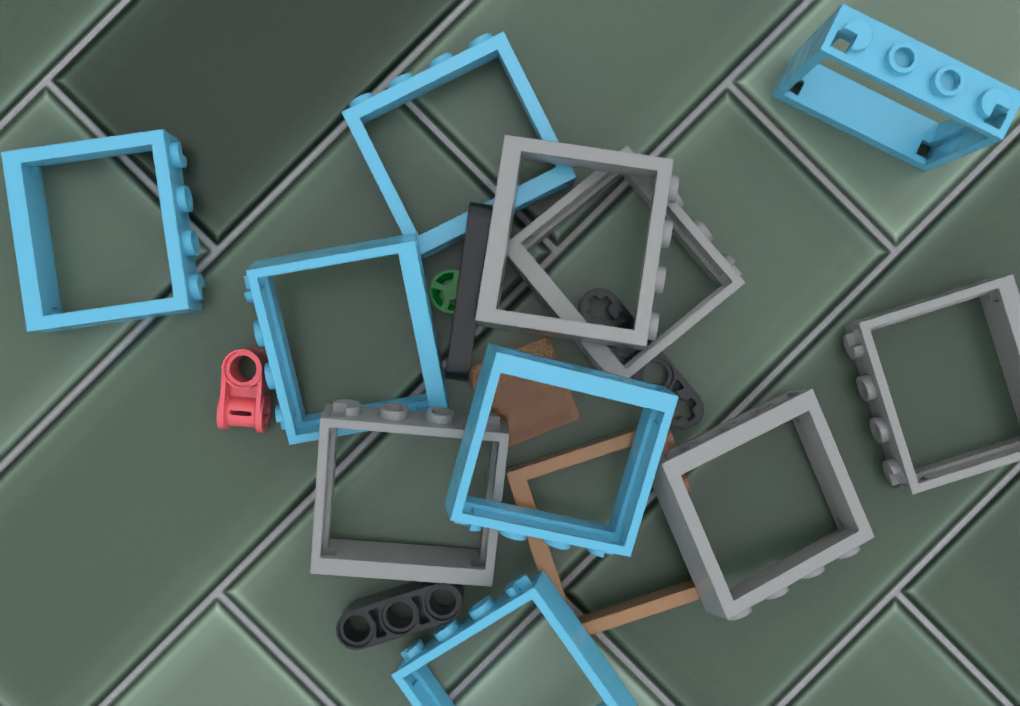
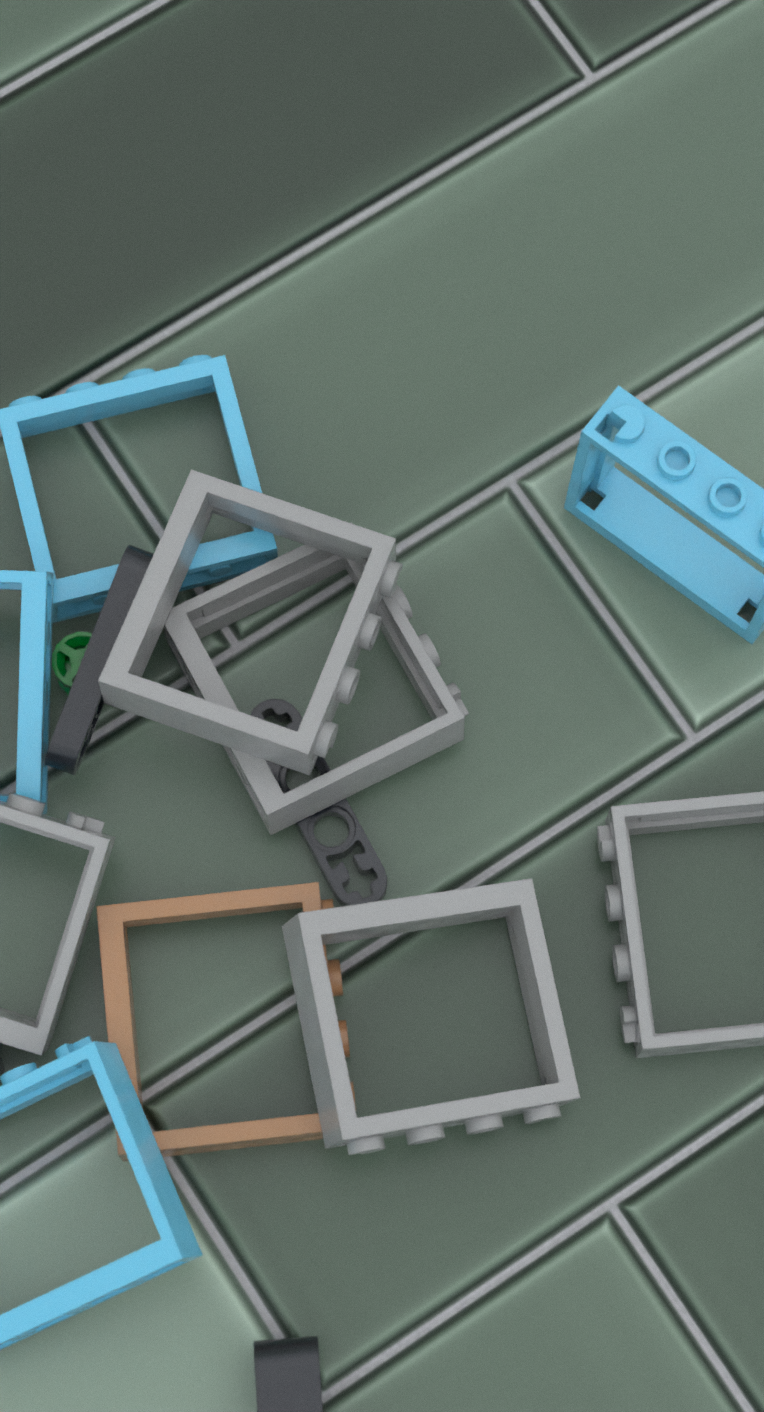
camera: 10 degrees right, 15 degrees down
(528, 404) = (155, 814): clear orange tile -> none
(556, 529) = (224, 785): medium azure window -> none

